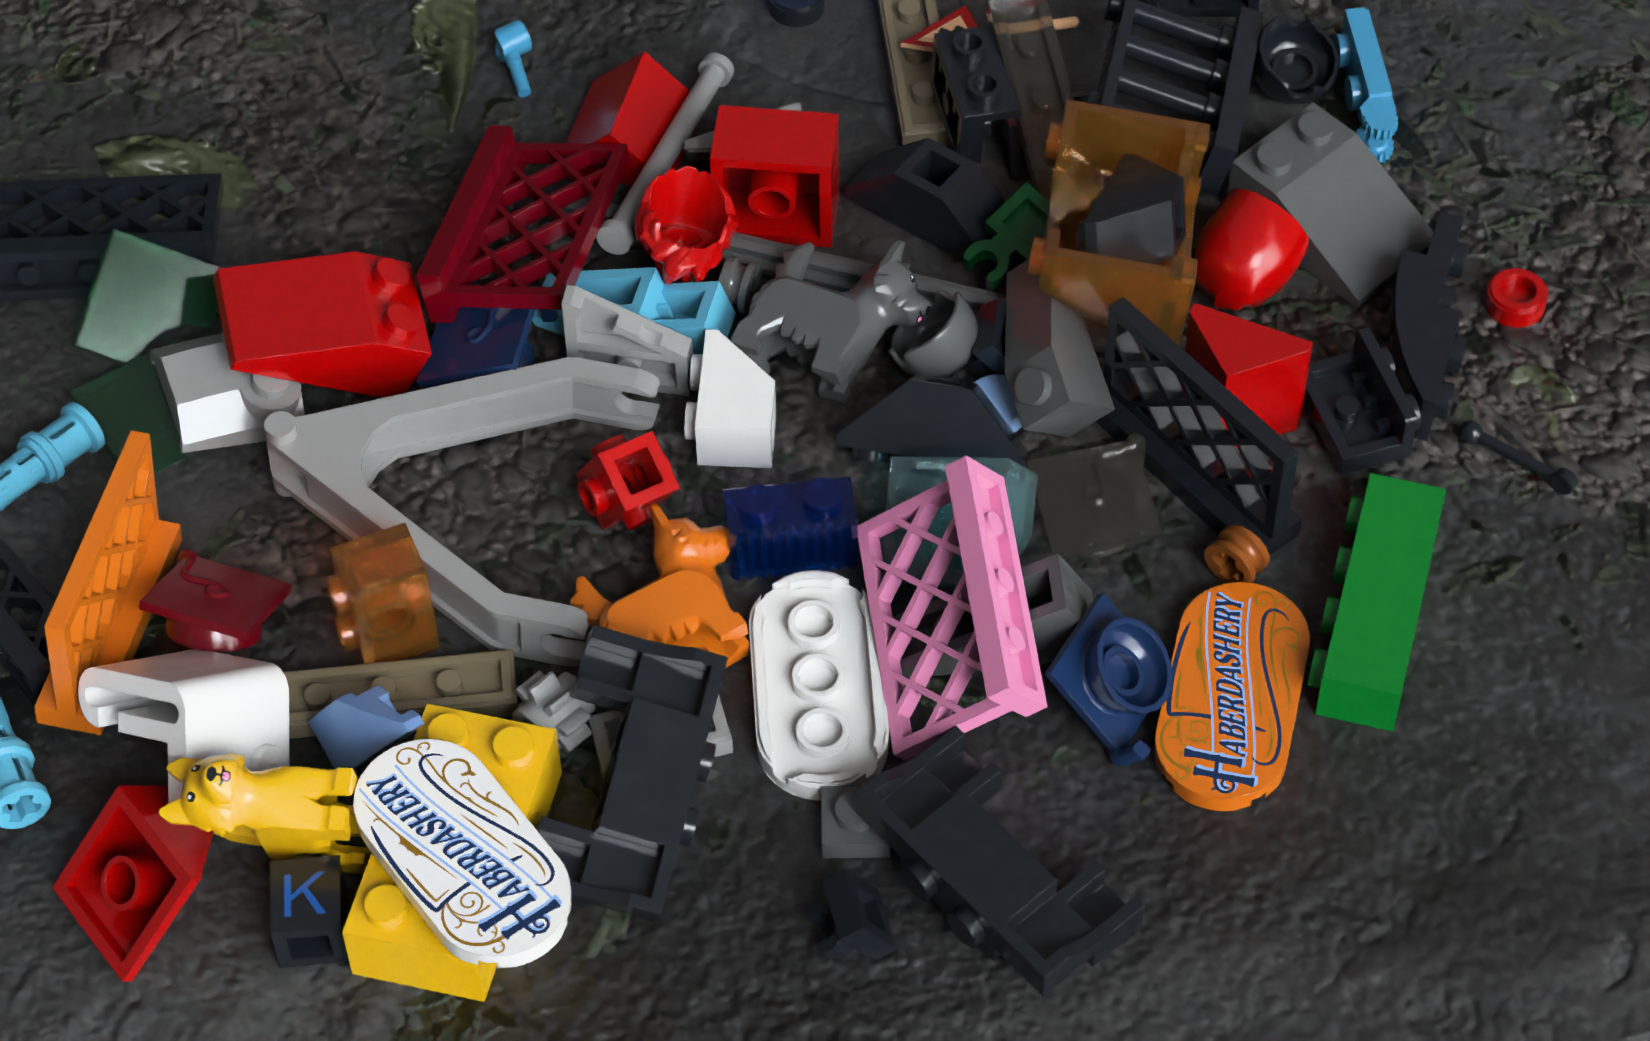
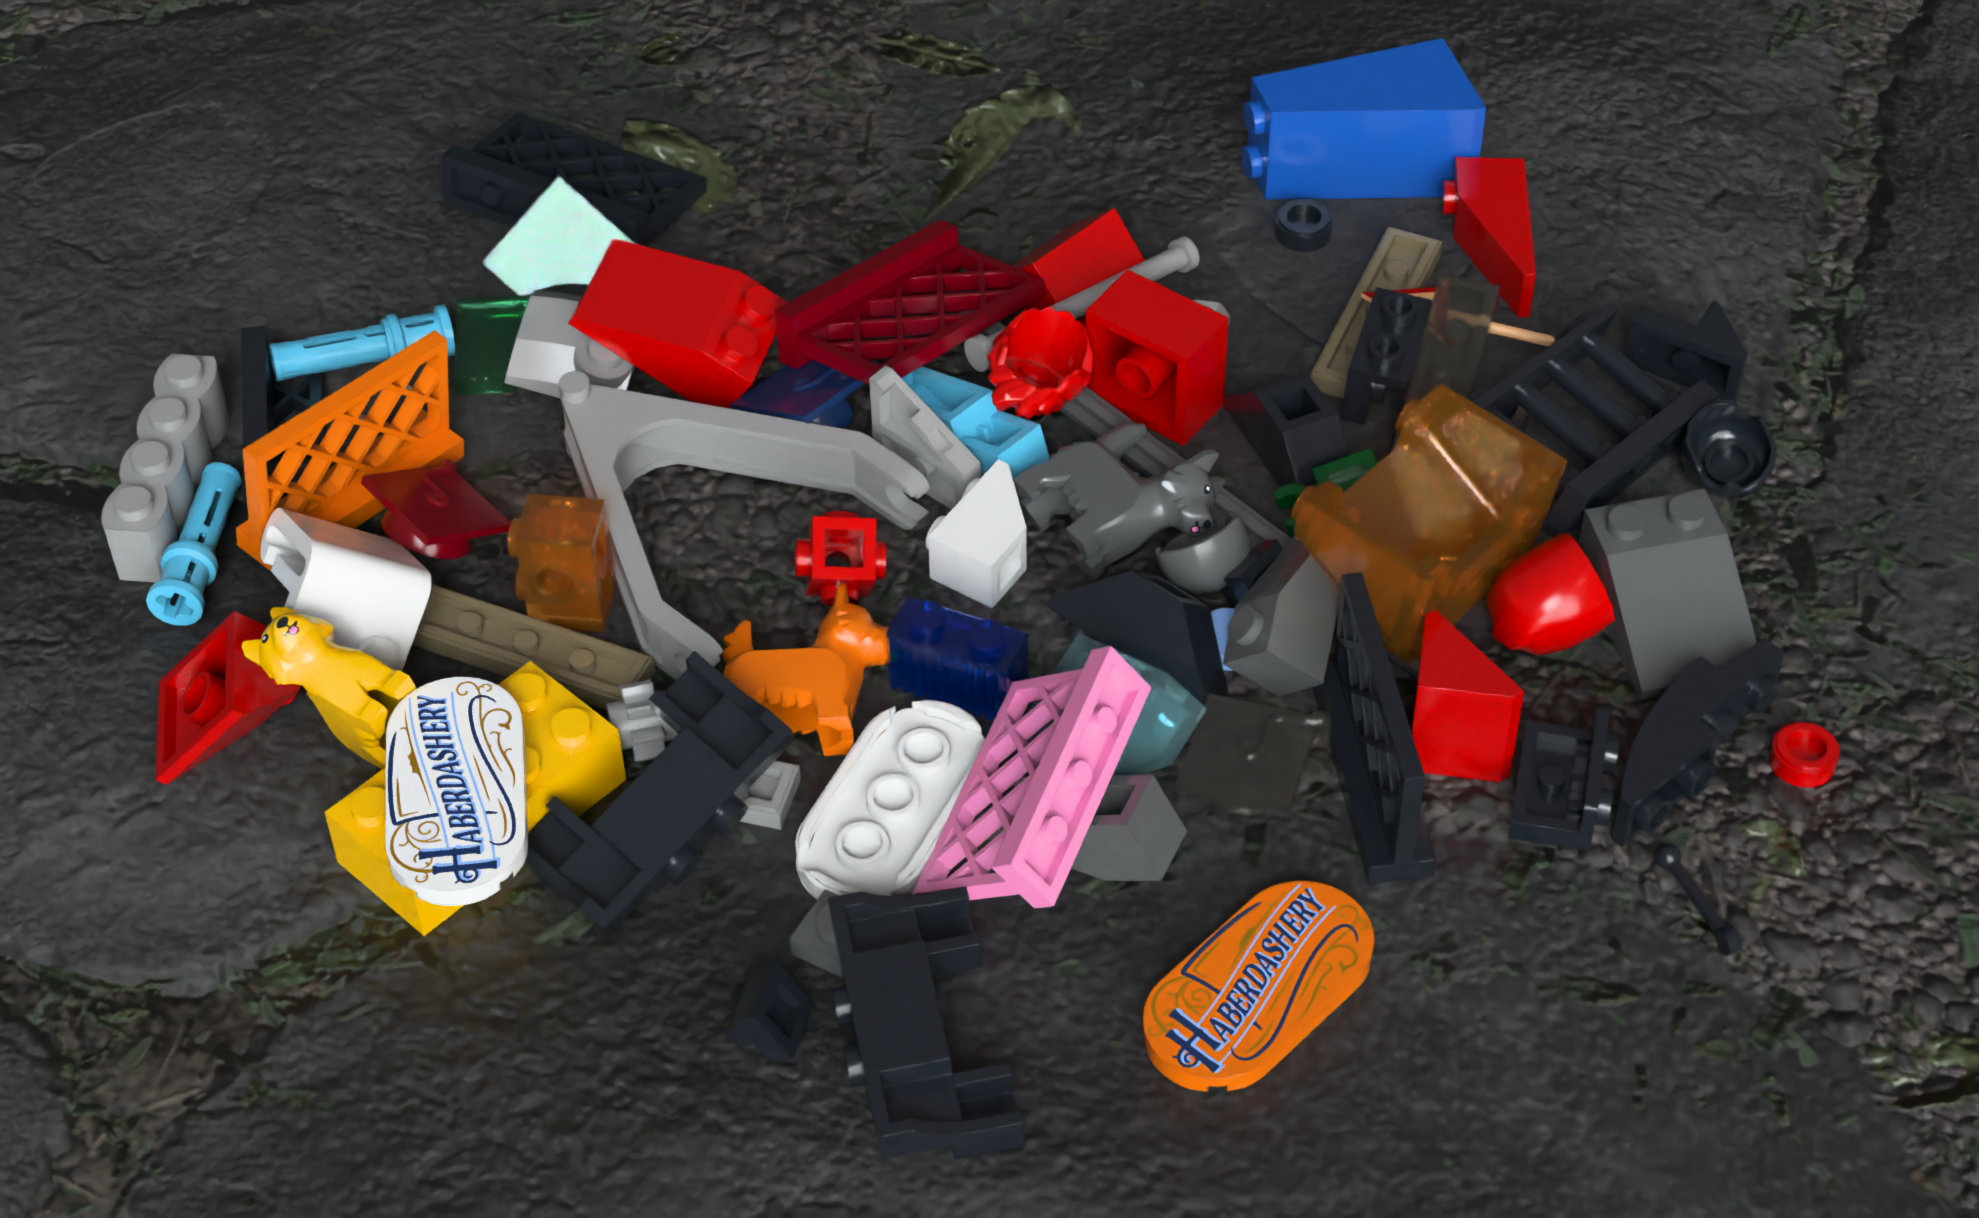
camera: 30 degrees right, 5 degrees down
(308, 910) = (320, 779): black brick -> none
(362, 727) = (474, 653): medium blue slope -> none
(511, 43) = (1023, 166): dark azure hand -> none
(741, 282) = (1066, 429): dark grey bush -> none
(1113, 676) = (1144, 911): dark blue hat -> none
(1136, 214) = (1430, 510): black slope -> none
(1237, 555) = (1348, 863): dark orange bush -> none
(1367, 82) = (1784, 505): dark azure hinge -> none
(1379, 601) = (1454, 964): green brick -> none

